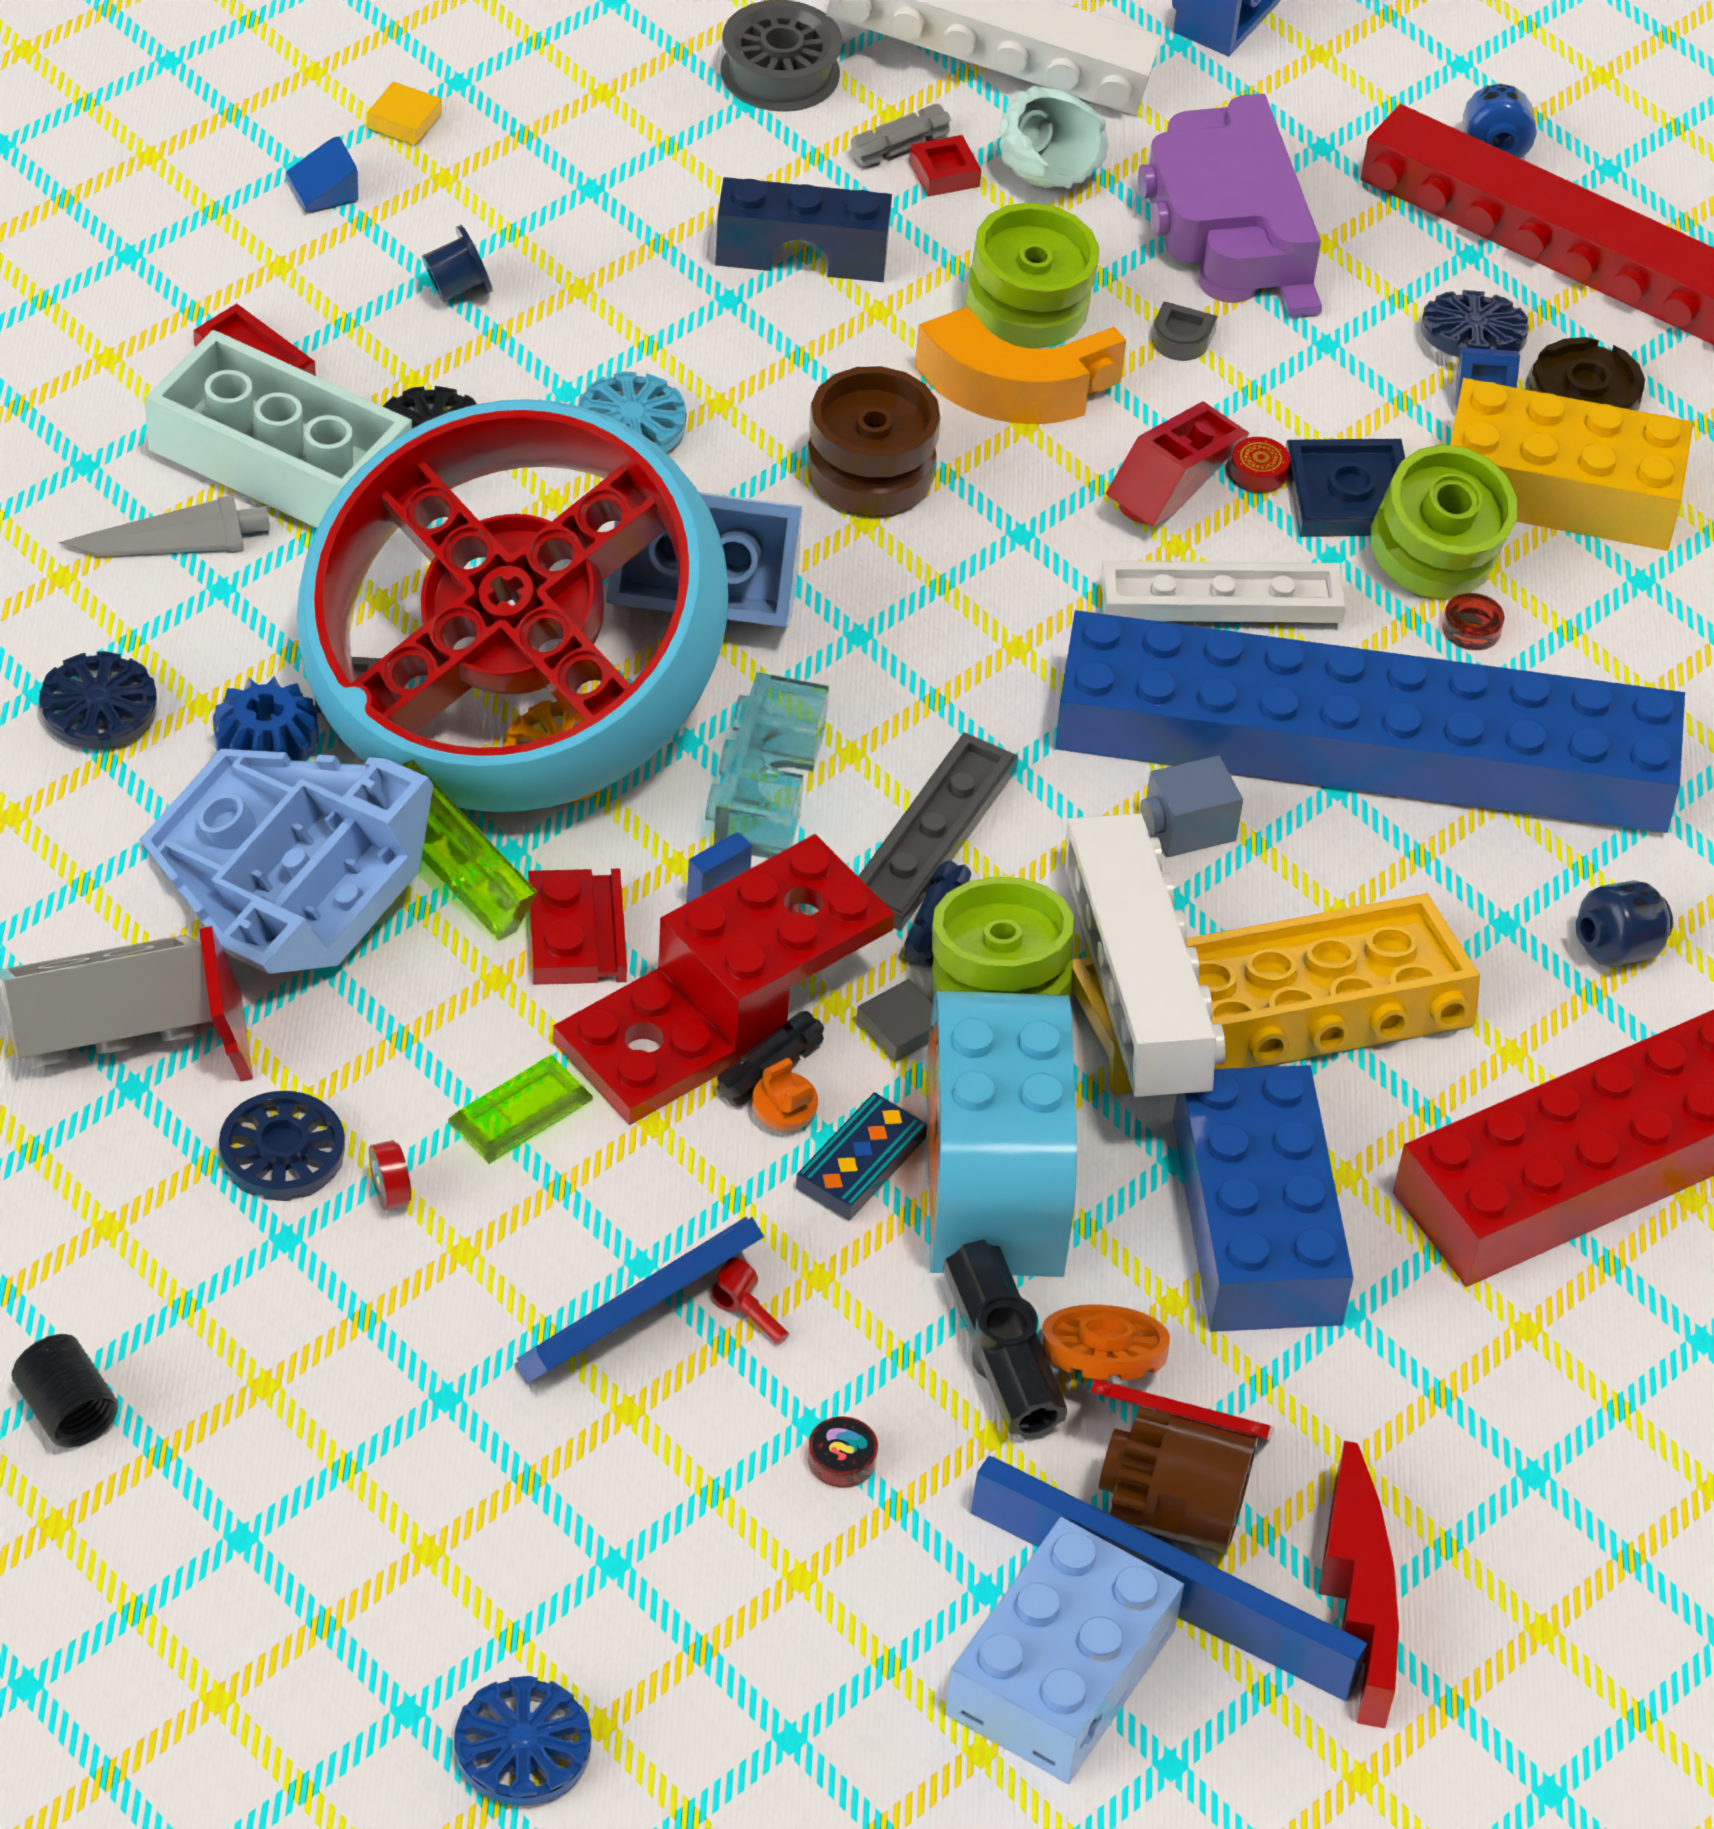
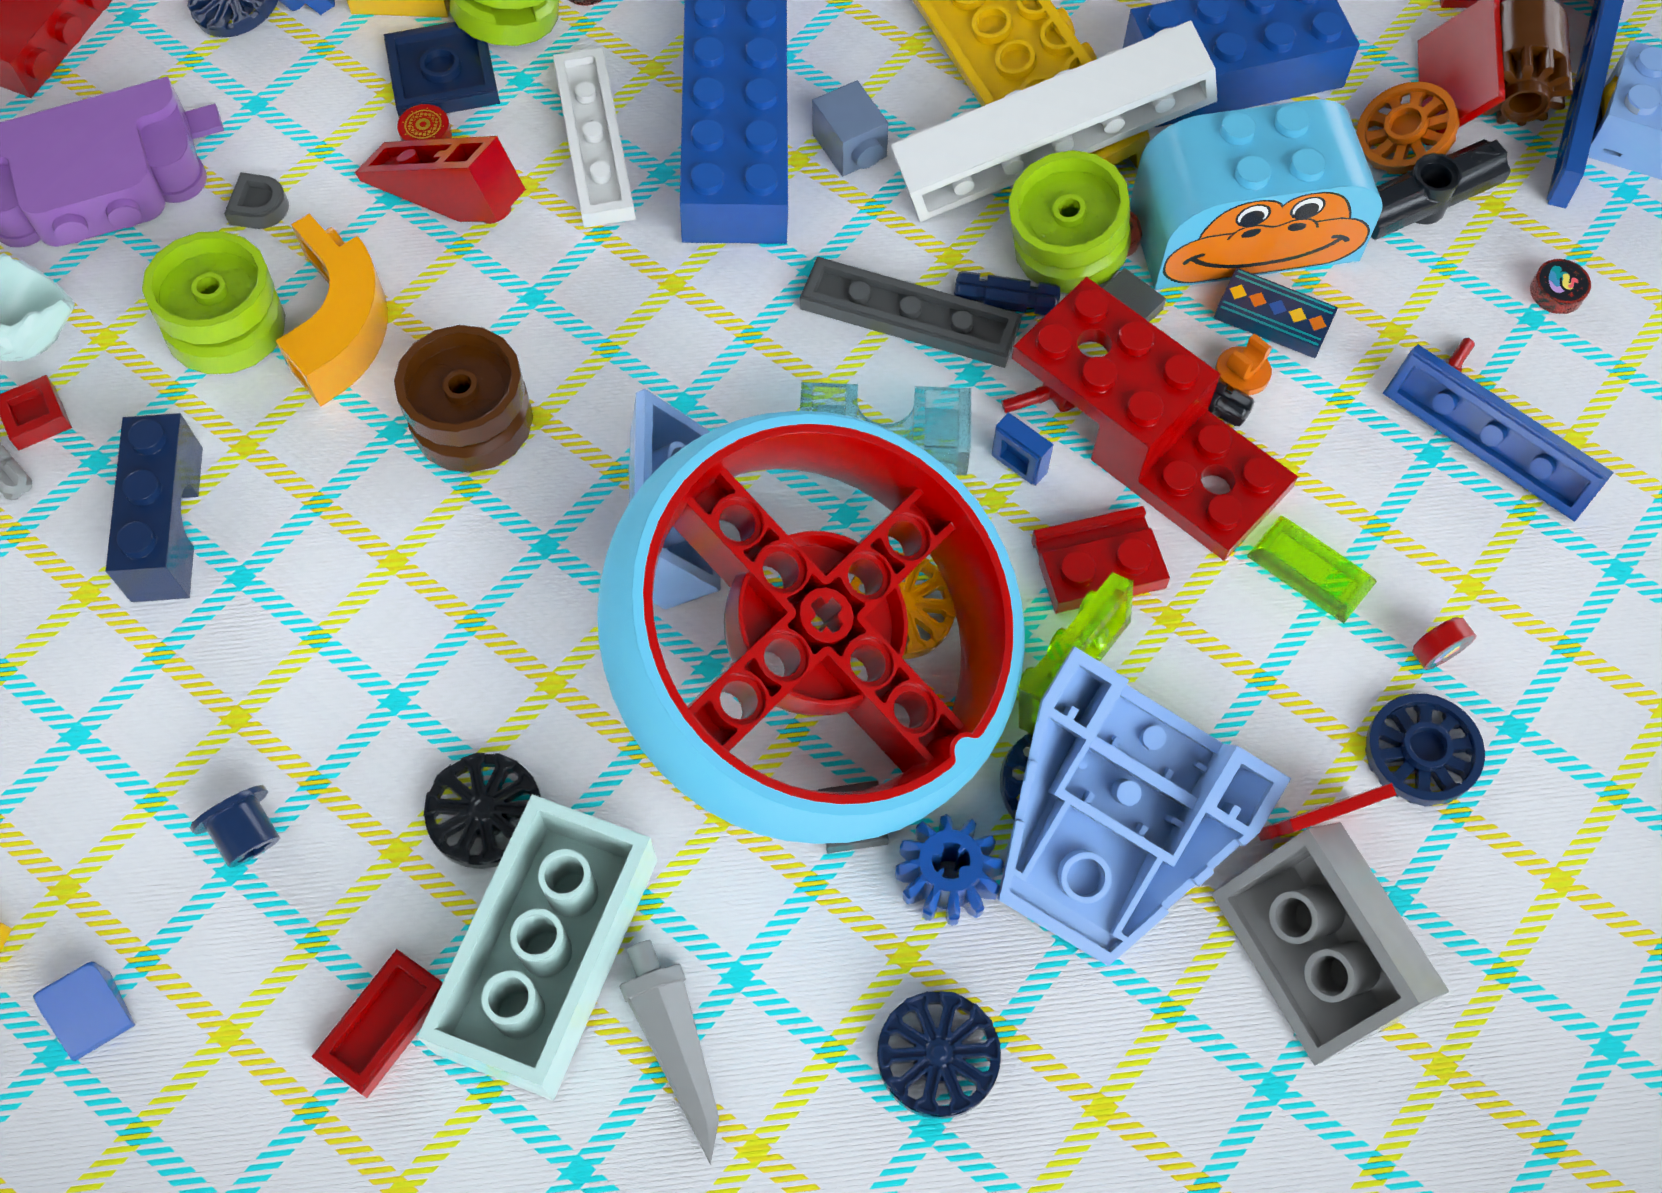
camera: 95 degrees left, 15 degrees up
(641, 410) = (435, 627): medium azure wheel -> none

